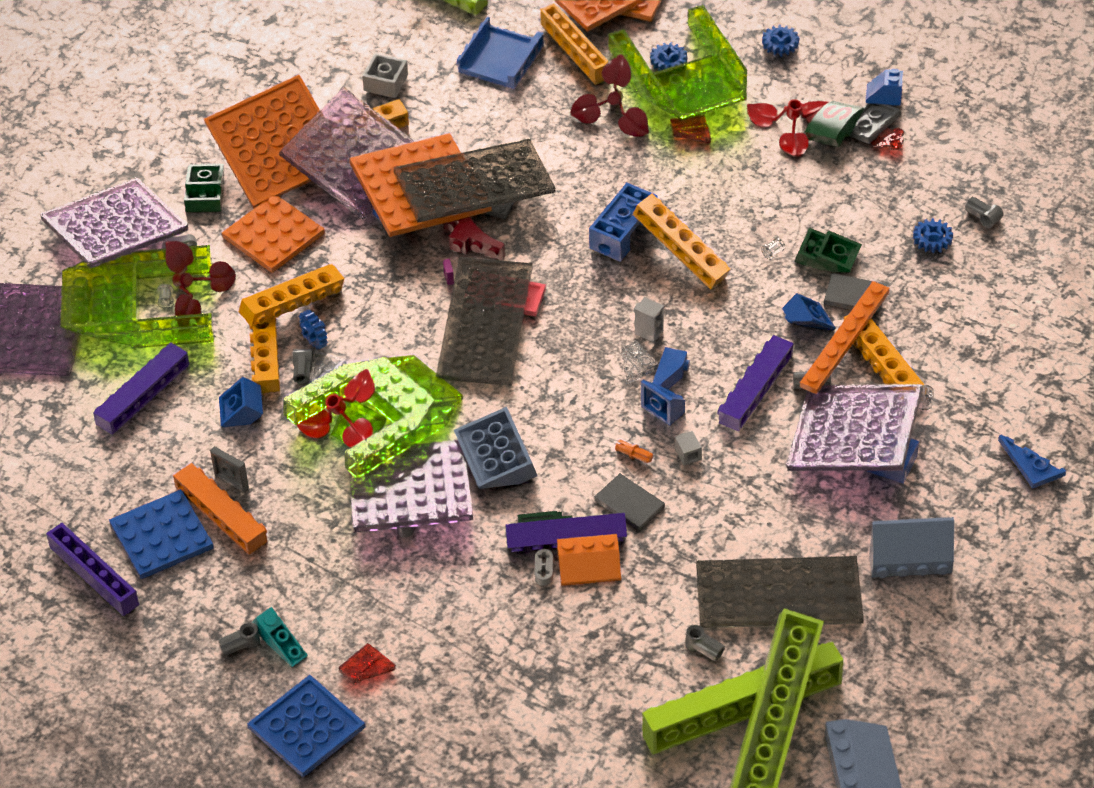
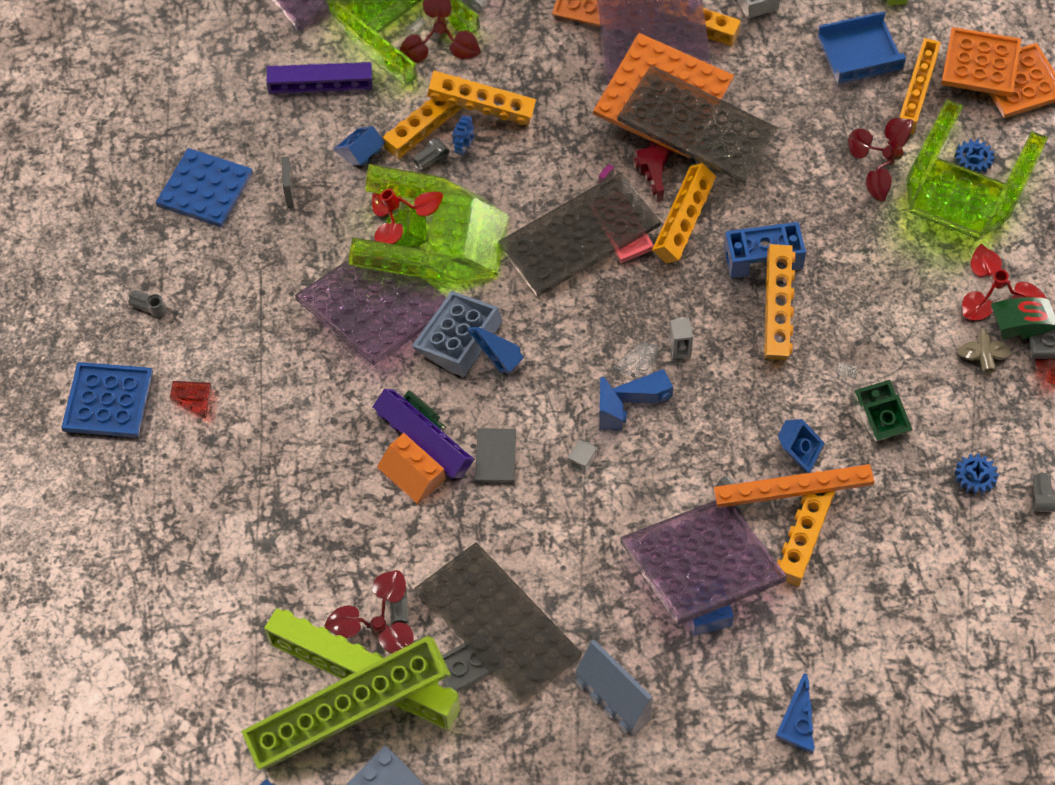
camera: 50 degrees right, 10 degrees up
(92, 569) = (131, 171): dark purple brick -> none
(220, 508) = (254, 204): orange brick -> none
(273, 233) = (540, 45): orange plate -> none
(279, 637) = (170, 324): teal slope -> none
(323, 364) = (445, 168): clear wing -> none
(537, 247) = (684, 213): none -> light orange brick
(539, 567) = (380, 443): light grey beam -> none
(542, 433) = (500, 351): none -> blue slope
(633, 451) = (545, 423): orange axle -> none
(691, 129) = (916, 227): clear red wing -> none
(693, 678) = (346, 620): none -> dark red plant
(755, 383) = (692, 457): dark purple brick -> none
(837, 164) = (985, 351): none -> dark tan plant
(846, 291) = (857, 451): dark grey tile -> none
(926, 398) = (798, 587): clear bush -> none

